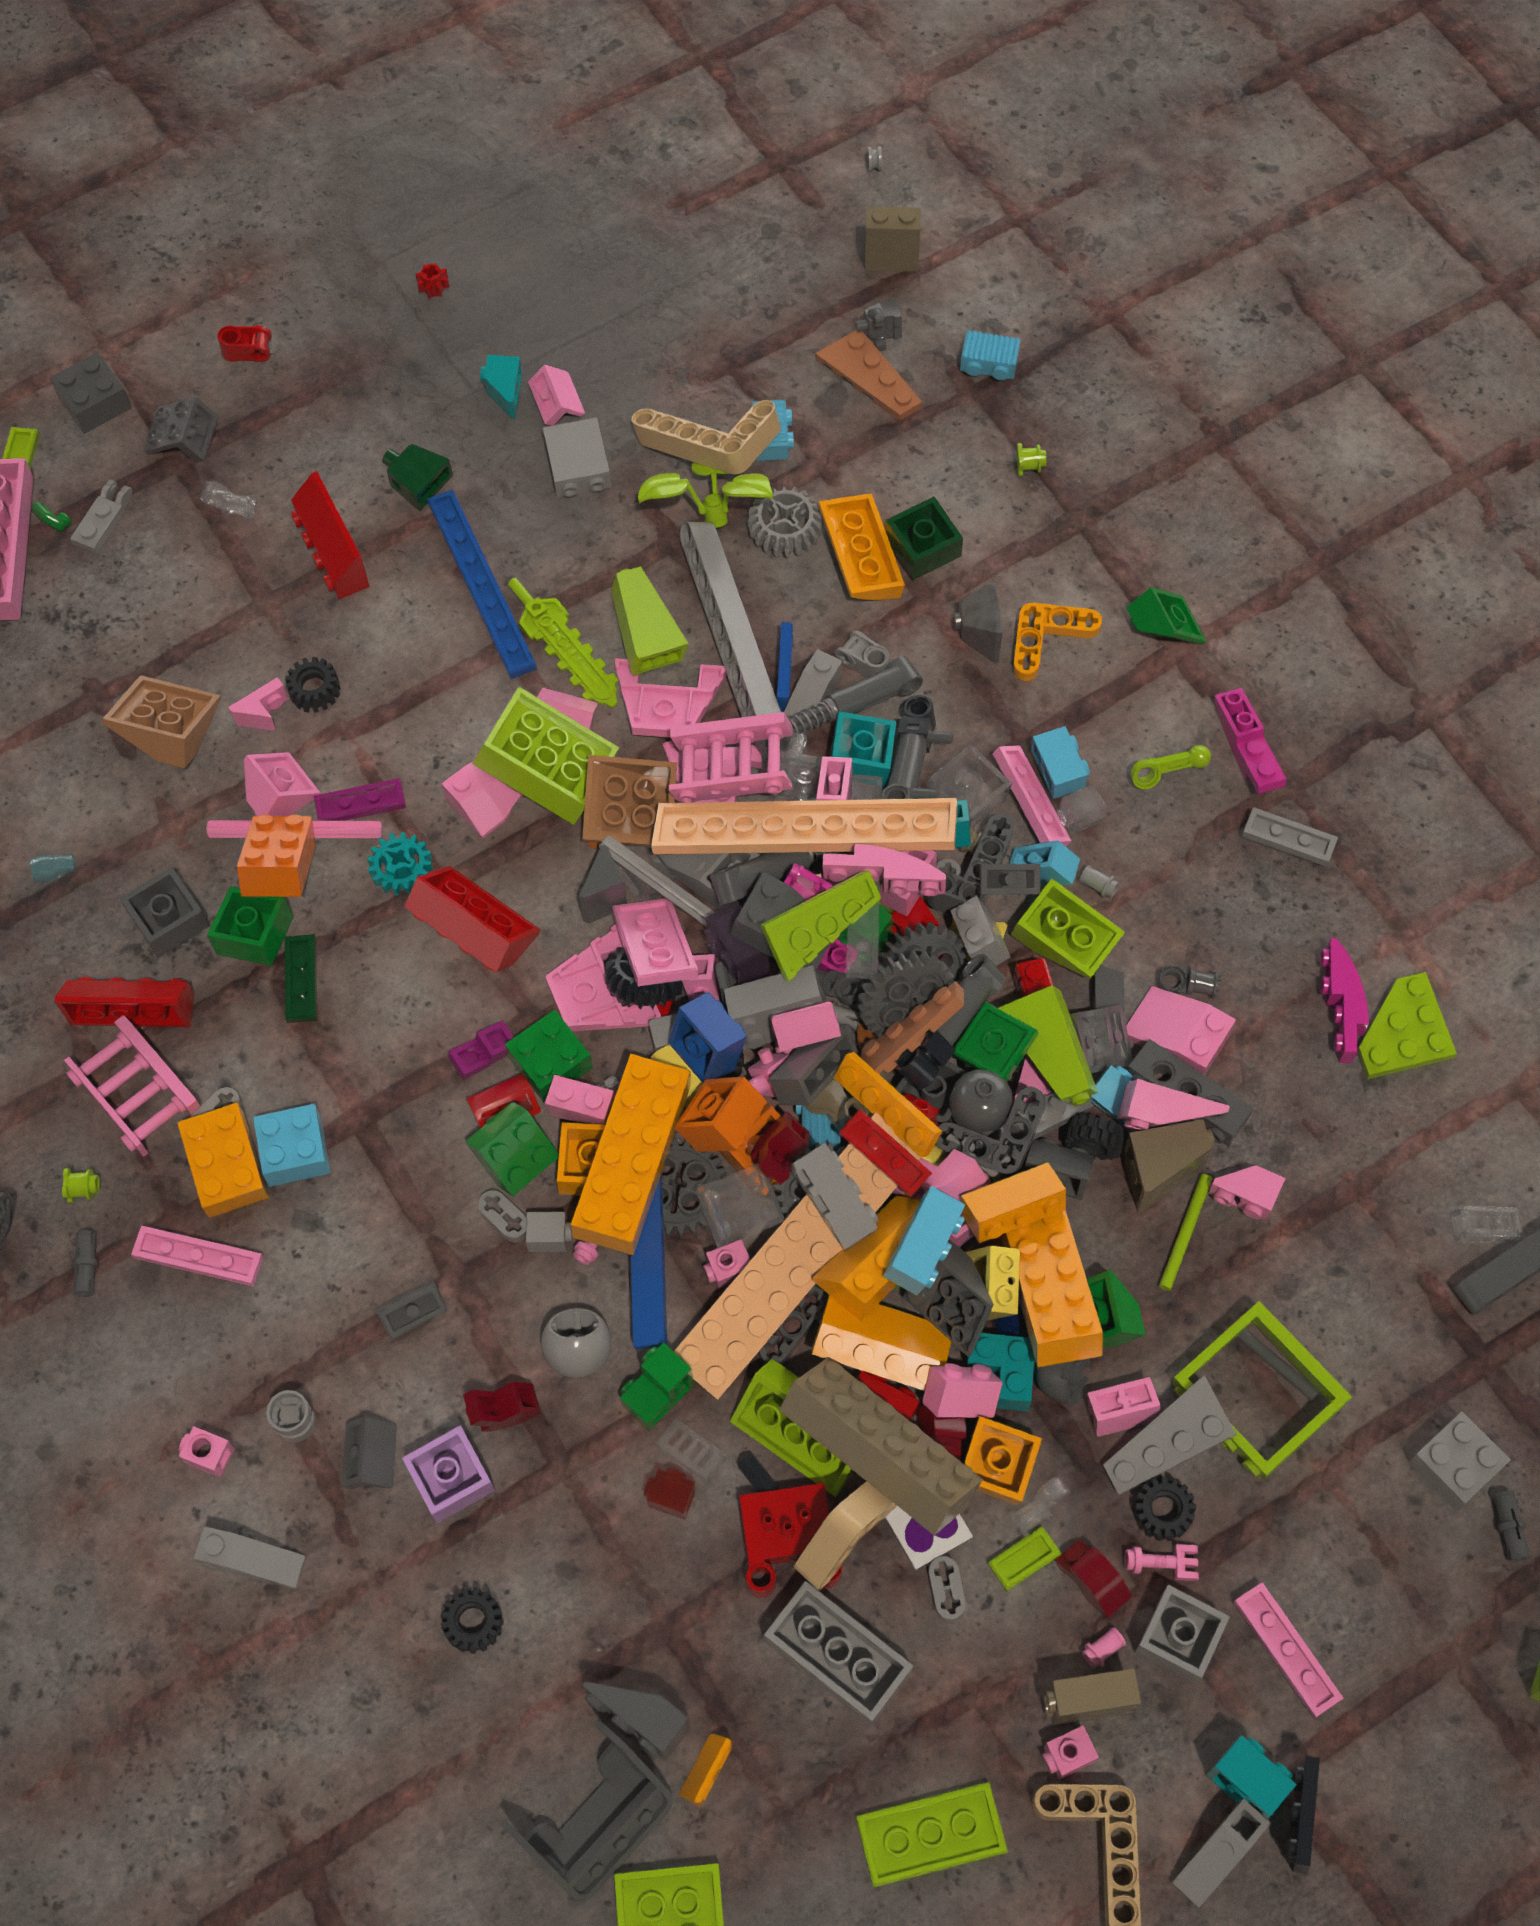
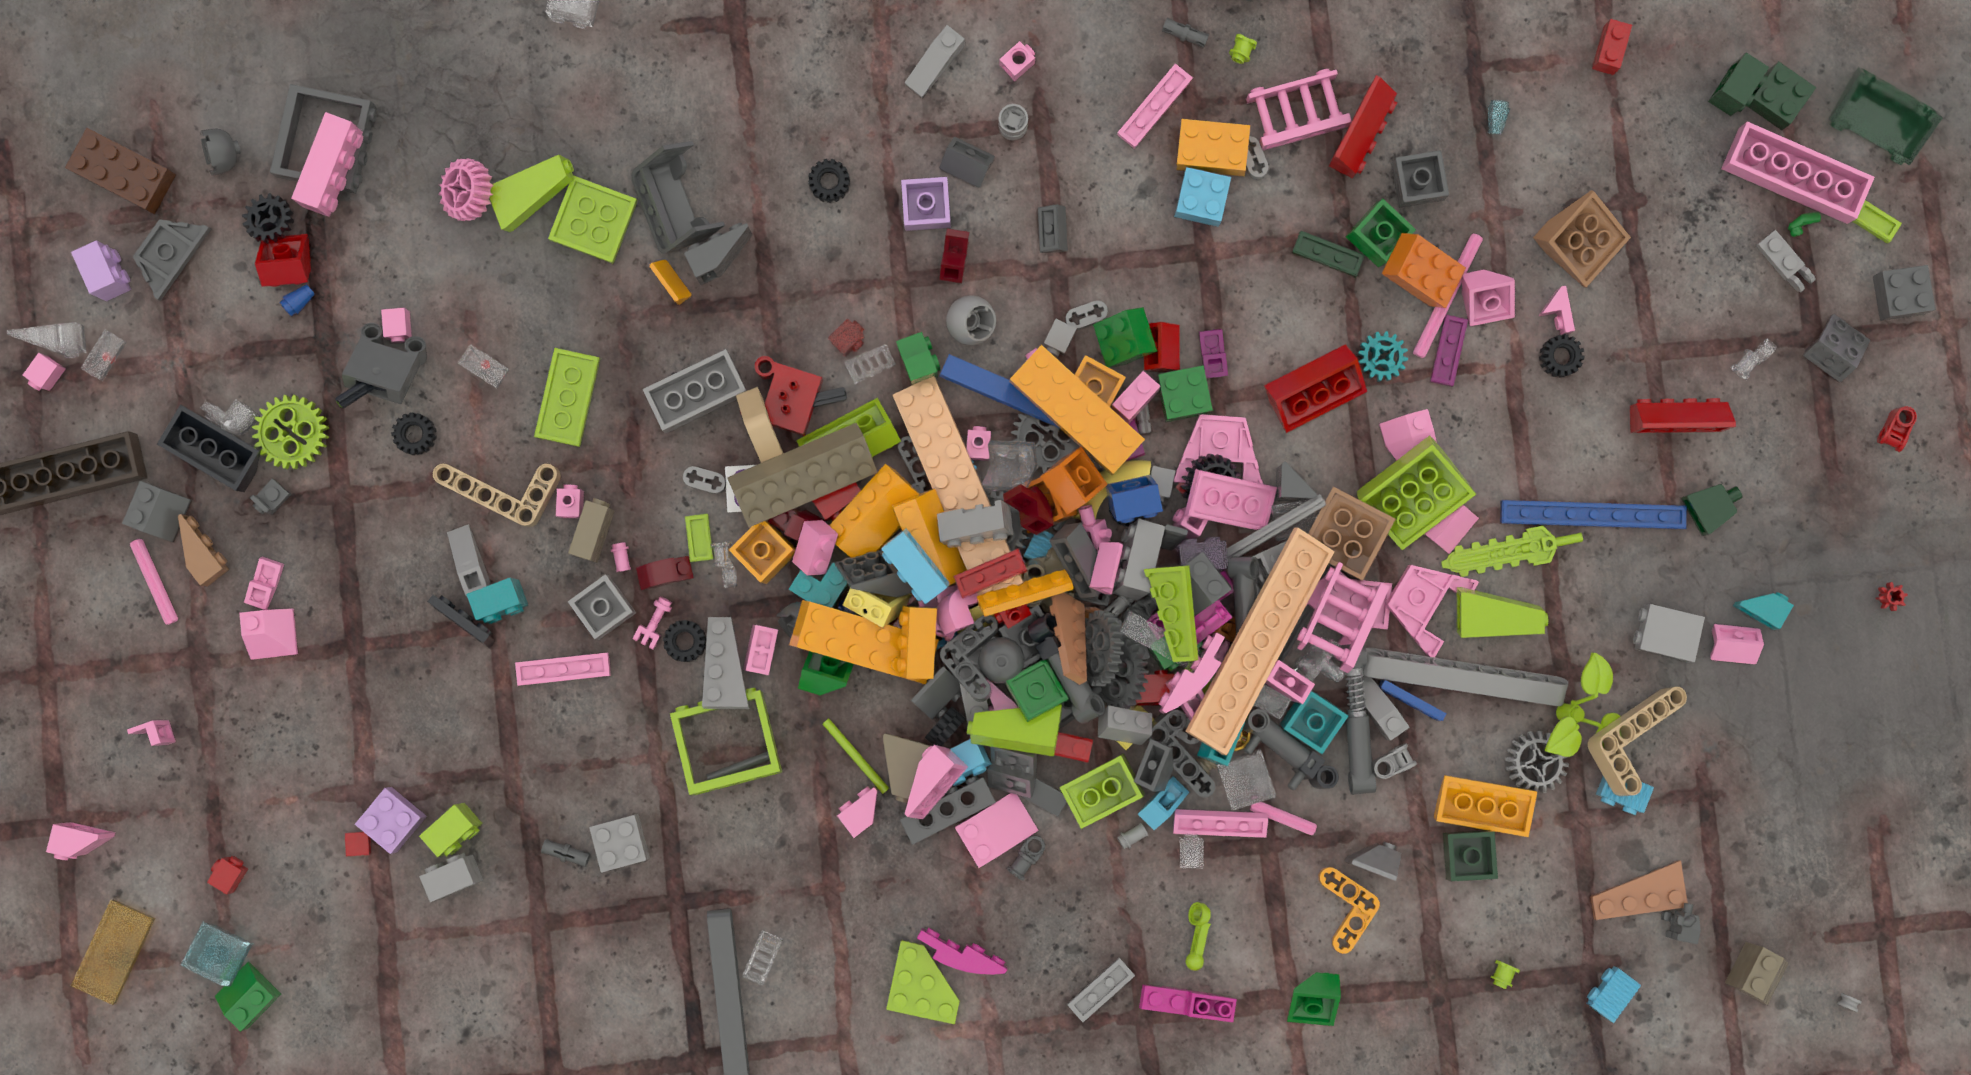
camera: 115 degrees right, 20 degrees up
(986, 730) = (1285, 818): none -> bright pink axle
(1059, 762) = (1236, 857): medium azure brick -> none

